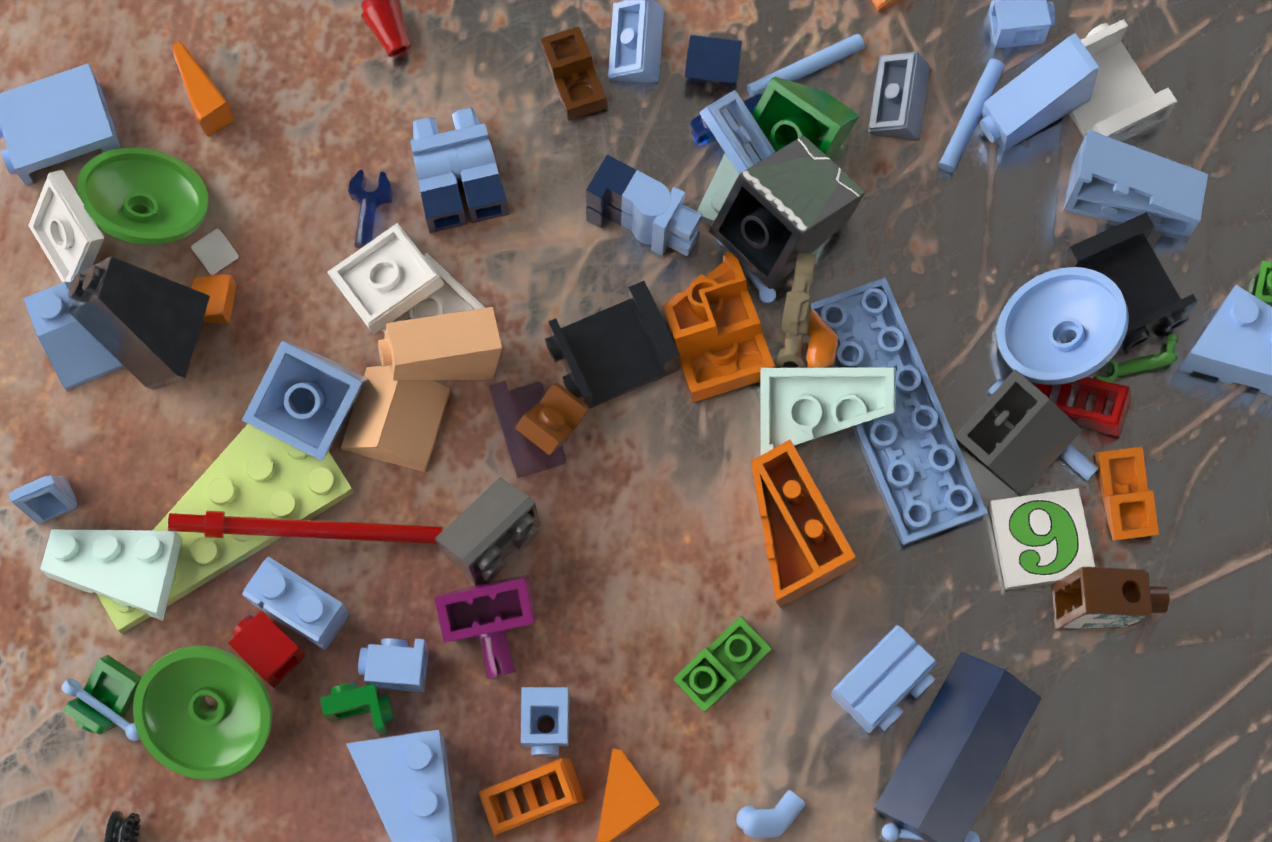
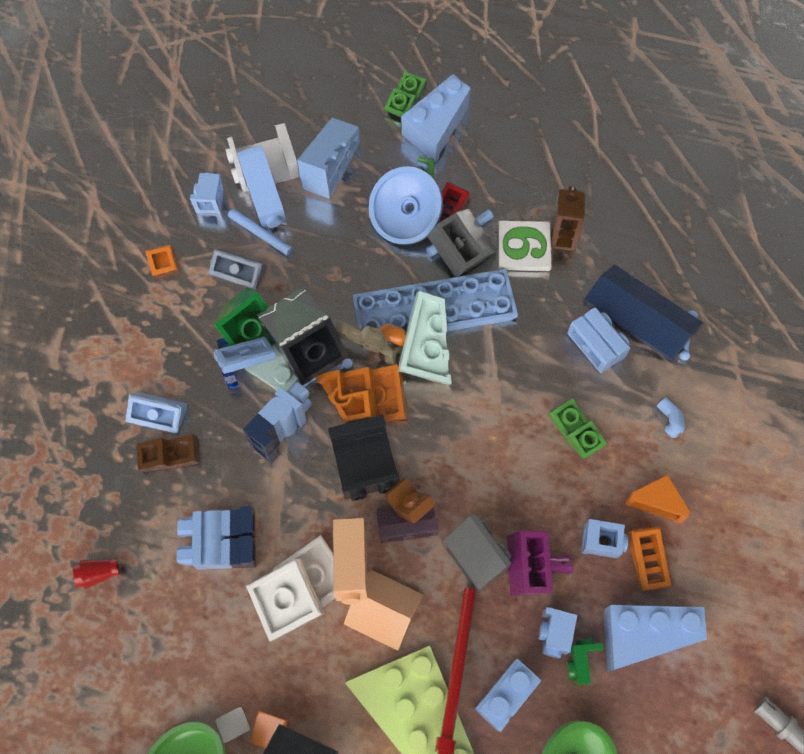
camera: 80 degrees left, 5 degrees down
(207, 101) = (115, 713): orange slope -> none
(265, 648) = (534, 722): red brick -> none
(304, 399) = (366, 665): light blue slope -> none
(368, 204) = (227, 605): clear blue bar -> none
(713, 59) = (184, 365): dark blue piece -> none
(798, 527) = (502, 367): orange wedge -> none
(810, 64) = (203, 315): light blue bar -> none
(1125, 493) = (510, 200): orange slope -> none
(1133, 266) = (370, 170): black panel -> none

